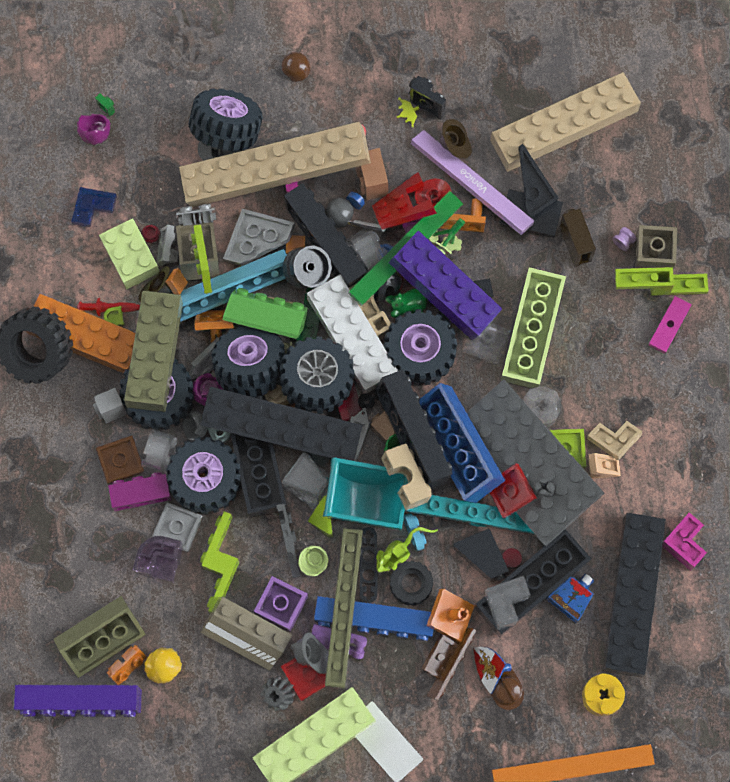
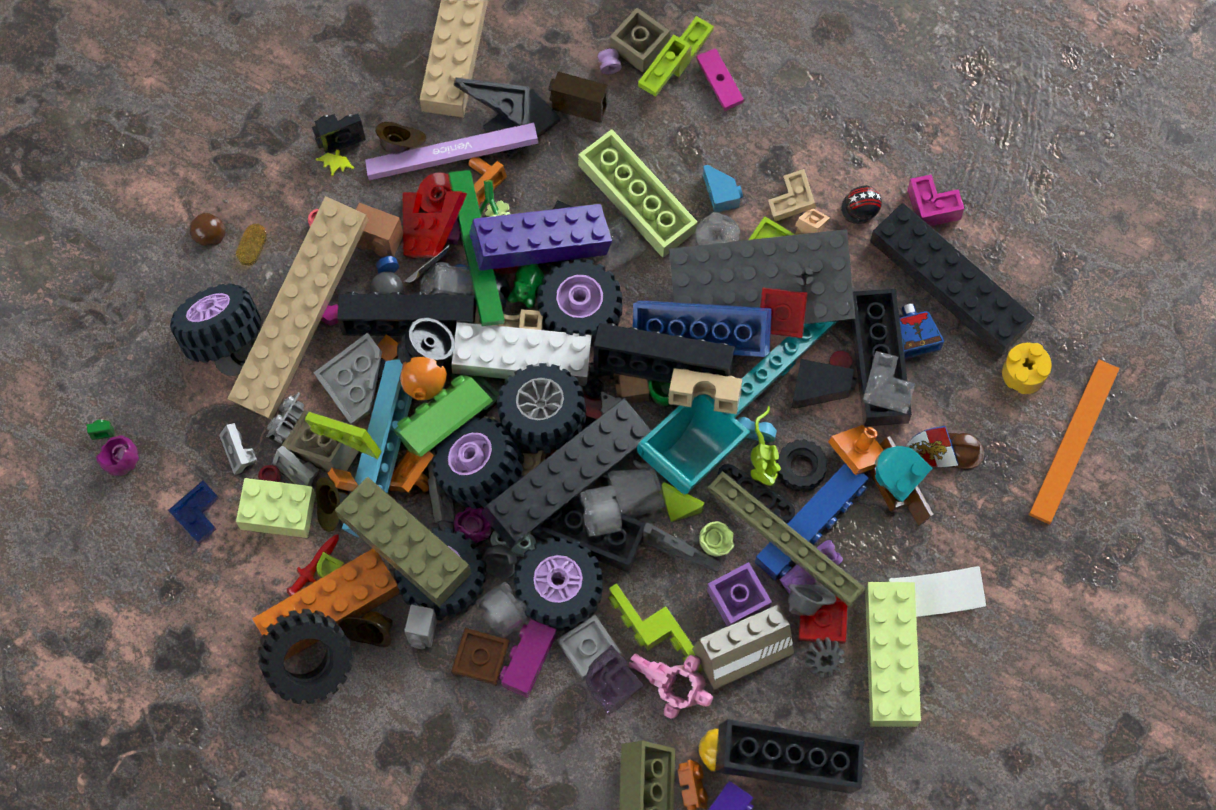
camera: 55 degrees left, 5 degrees down
(89, 373) = (369, 629): none -> dark brown piece
(149, 205) = (237, 456): none -> light grey hinge
(185, 716) = (789, 756): none -> black brick
(188, 592) = (665, 676): none -> bright pink piece
(268, 466) = (601, 511): none -> clear brick
(280, 281) = (422, 378): none -> orange cylinder
(306, 102) = (251, 244): none -> clear yellow tile
(452, 655) = (900, 470): none -> teal slope
(582, 385) = (721, 189): none -> dark azure slope
(645, 491) = (862, 202): none -> black helmet

